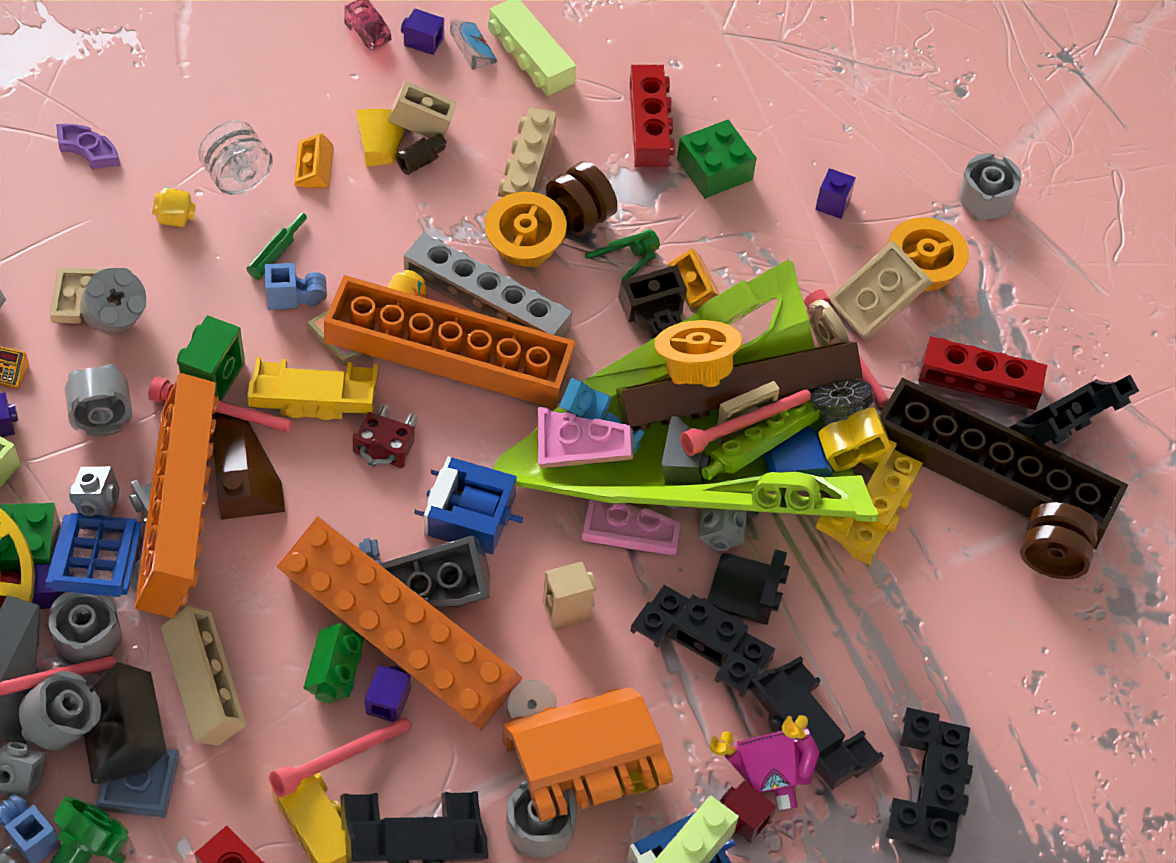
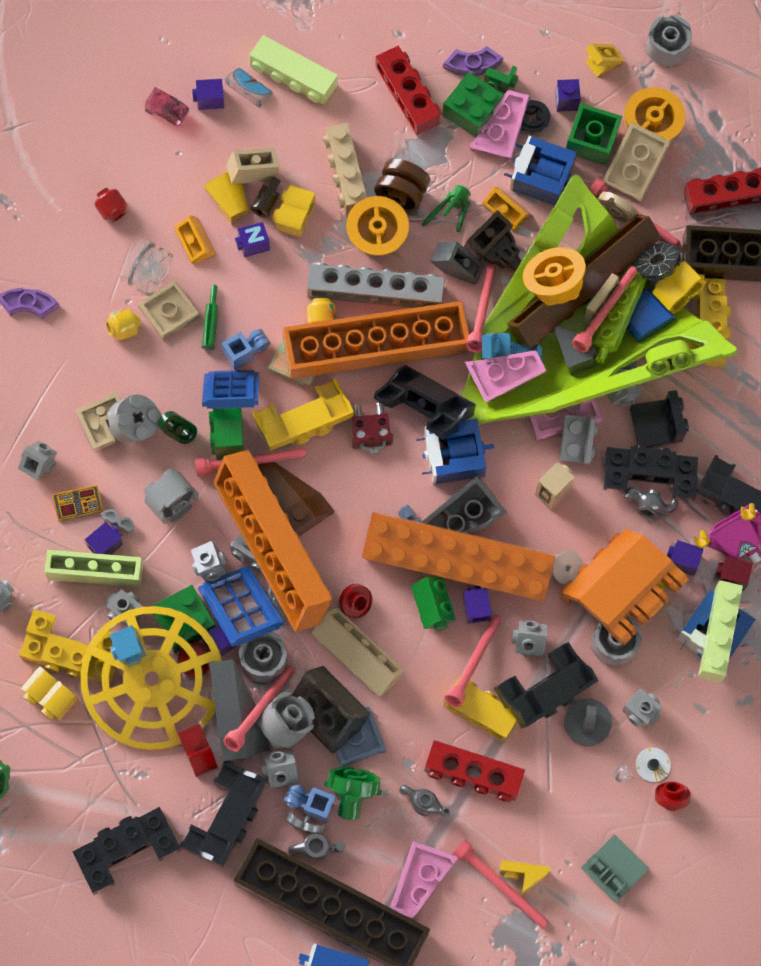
camera: 25 degrees left, 15 degrees up
(28, 408) = (123, 523): none -> light grey piece
(156, 331) = (177, 427): none -> dark green plate
(236, 218) = (169, 310): none -> tan tile
(240, 617) = (355, 601): none -> red plate
(241, 314) = (230, 389): none -> blue piece
(242, 88) = (111, 204): none -> red head
(377, 186) = (252, 239): none -> dark purple brick
(430, 763) = (530, 638): none -> light grey brick
(443, 178) = (294, 211): none -> yellow brick
(471, 427) = (428, 397): none -> black bracket
(558, 386) = (474, 340): none -> coral piece
(600, 307) = (457, 262): none -> dark grey slope
(630, 557) = (578, 439): none -> light grey bracket
(682, 675) = (650, 502): none -> flat silver piece
(691, 761) = (685, 557): none -> dark purple brick
(740, 194) = (502, 129): none -> bright pink wing
(747, 123) = (475, 63): none -> medium lavender tile
(757, 247) = (548, 175): none -> blue piece
(766, 150) = (501, 81): none -> green bracket
(785, 192) = (543, 116): none -> black gear
(842, 242) = (594, 133): none -> green brick
(900, 174) = (603, 58): none -> yellow slope

